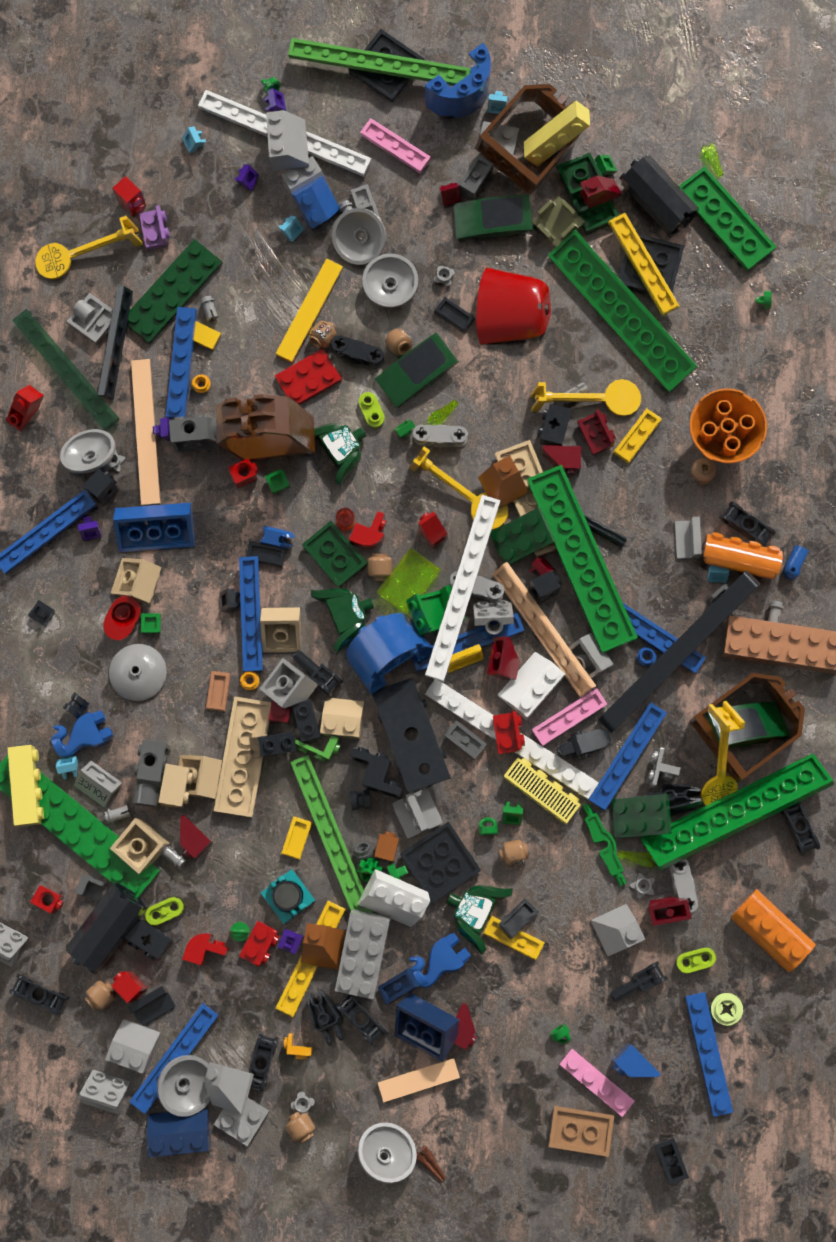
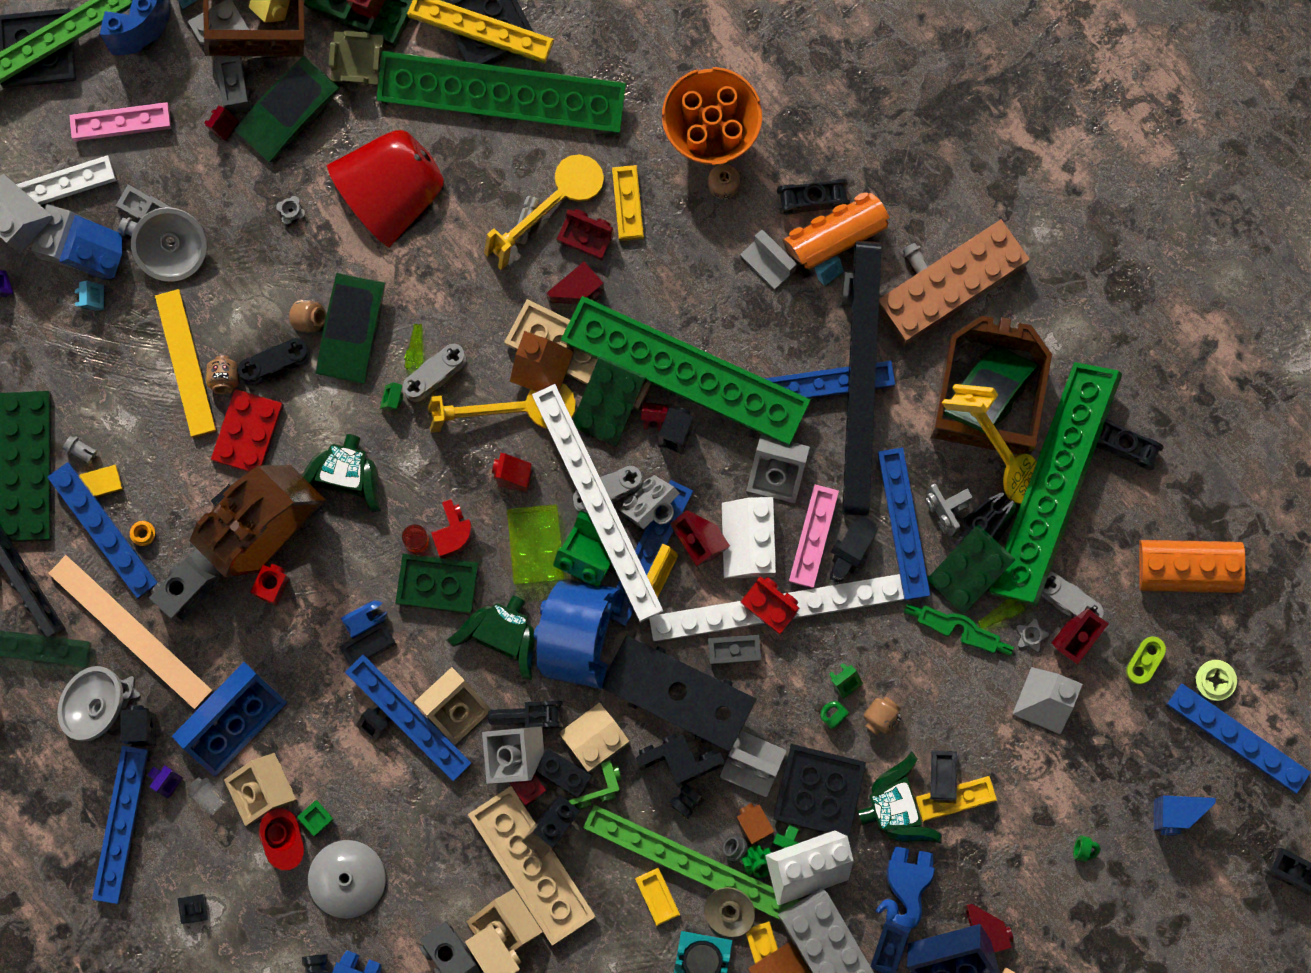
camera: 45 degrees left, 0 degrees up
(104, 557) = (206, 795): none -> clear brick
(163, 429) = (149, 612): dark purple tile -> none
(218, 691) = (445, 824): nougat tile -> none
(249, 674) = (465, 777): light orange plate -> none
(277, 481) = (312, 562): green plate -> none
(321, 883) = (722, 918): none -> dark tan dish
(371, 409) = (340, 408): lime plate -> none
(379, 566) = (493, 555): medium nougat head -> none
(386, 270) = (239, 246): light grey dish -> none
(454, 315) = (336, 240): black tile -> none
(541, 790) = (853, 632): light yellow brick -> none
(544, 630) = (712, 473): light nougat tile -> none
(559, 416) = (535, 250): black brick -> none
(581, 1131) = (1188, 923): medium nougat plate -> none
(596, 1082) = (1160, 863): bright pink plate -> none
(605, 531) = (684, 324): black axle -> none
(644, 980) = (1116, 725): black connector -> none
(646, 650) = (833, 403): blue plate -> none
(794, 562) = (891, 193): blue piece -> none

